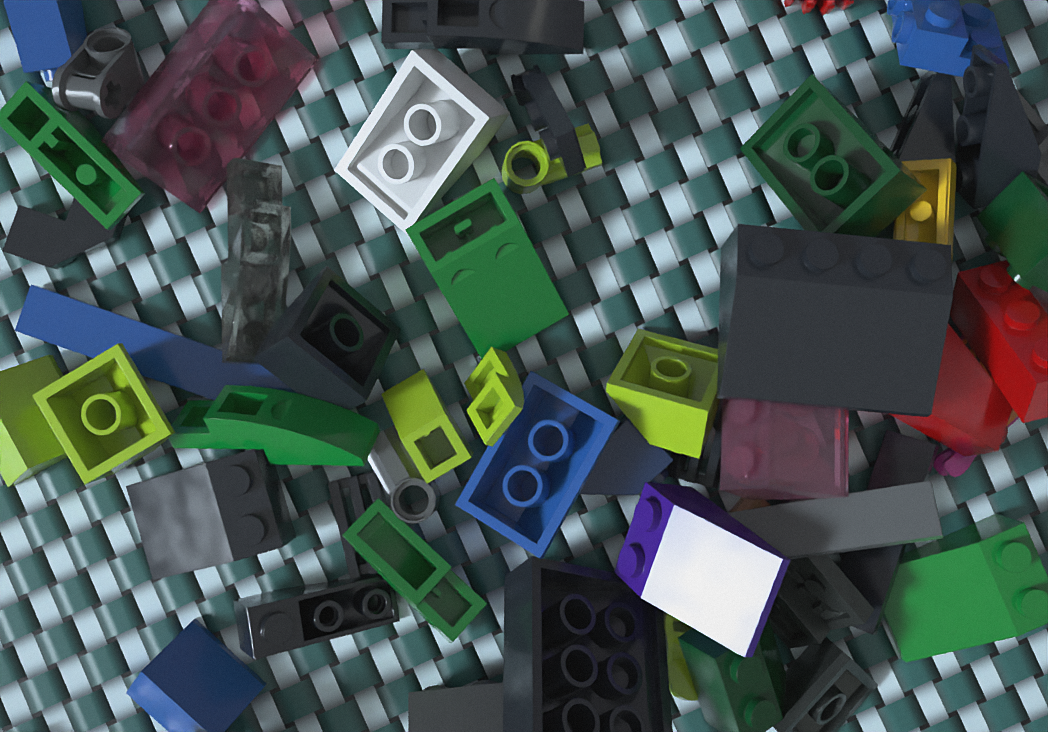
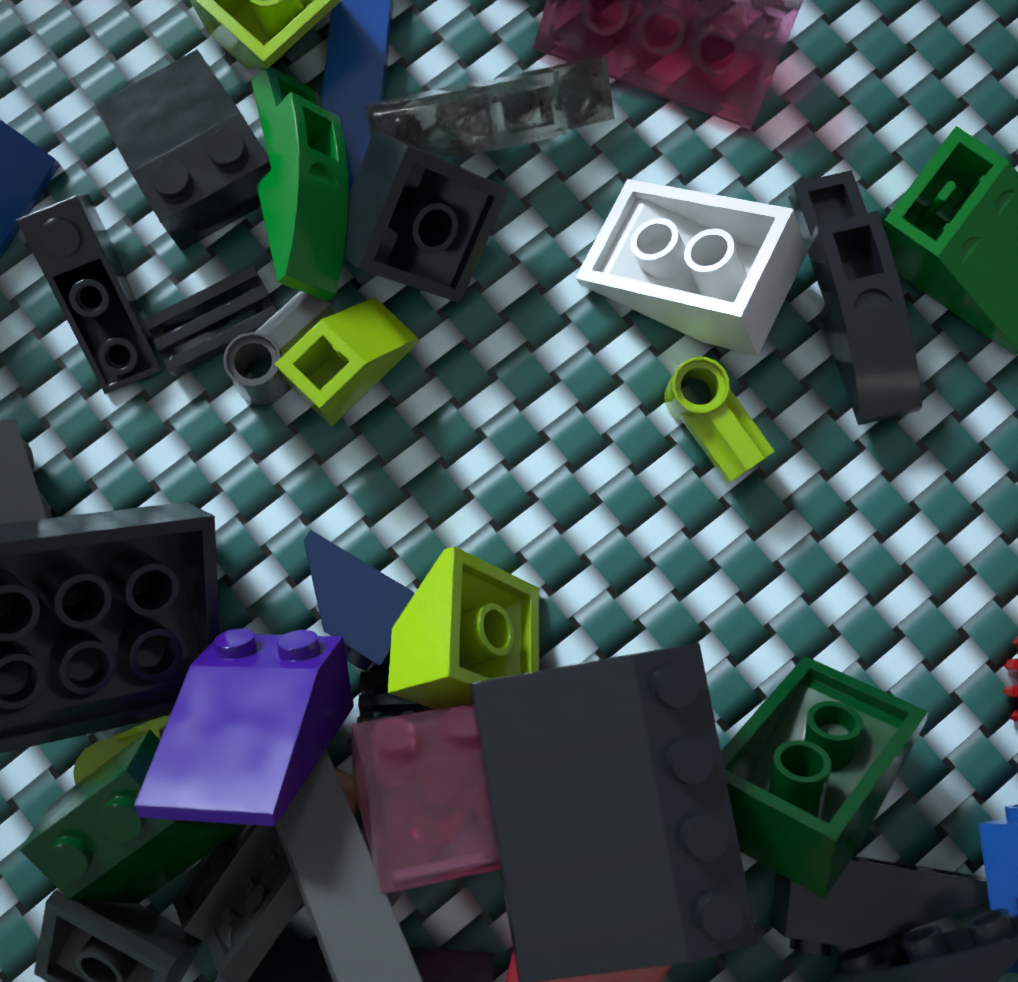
camera: 75 degrees right, 10 degrees down
(414, 570) = (165, 388): green slope -> none
(488, 269) = (557, 377): green slope -> none
(495, 395) = (405, 421): lime slope -> none
(538, 465) = (333, 490): blue slope -> none
(547, 113) = (762, 397): black hinge -> none
(932, 214) = (802, 925): yellow slope -> none

